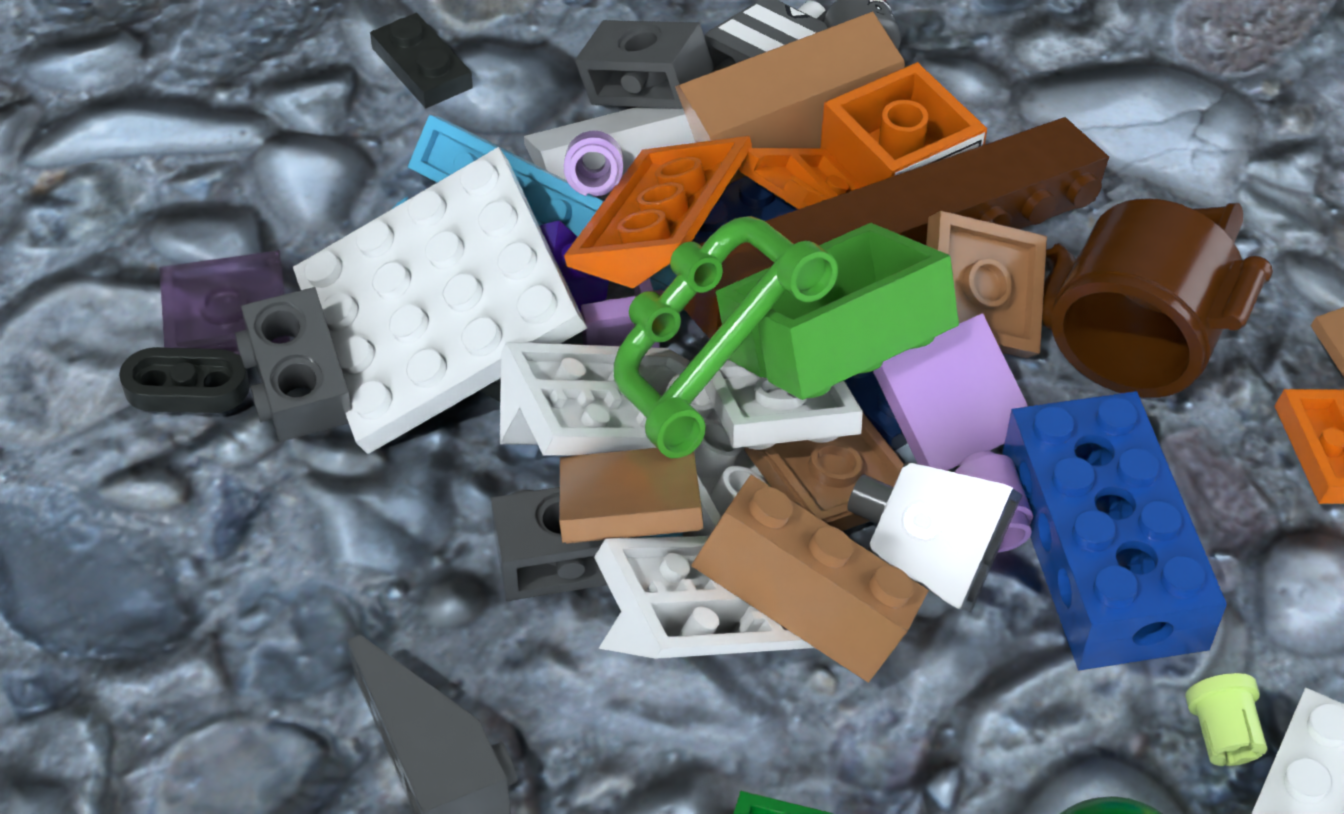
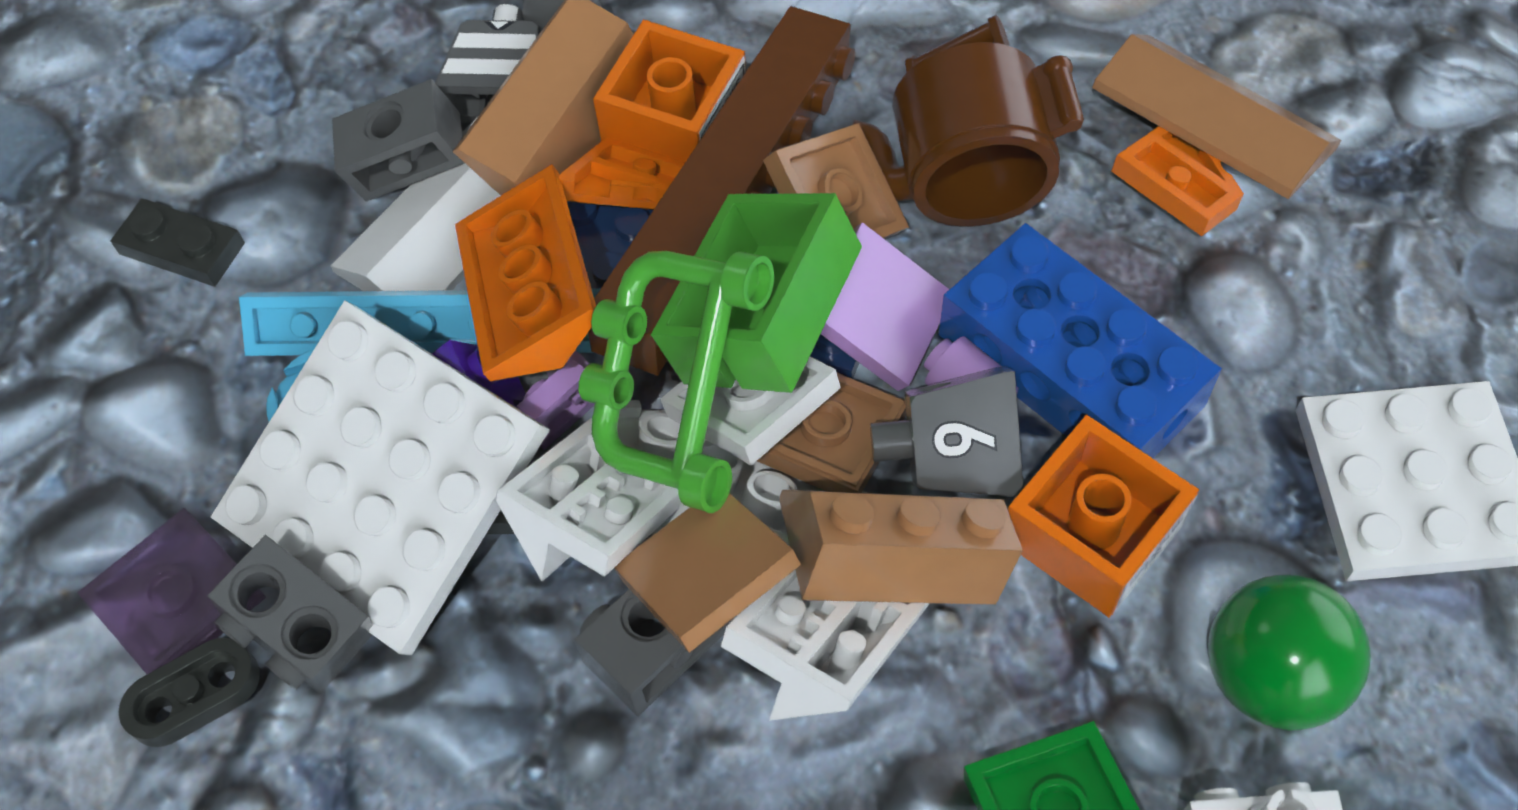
camera: 30 degrees left, 10 degrees up
(591, 181) = (441, 273): lavender brick -> none
(1016, 662) = (1099, 514): none -> orange brick
(1228, 718) = (1271, 460): yellowish green bush -> none

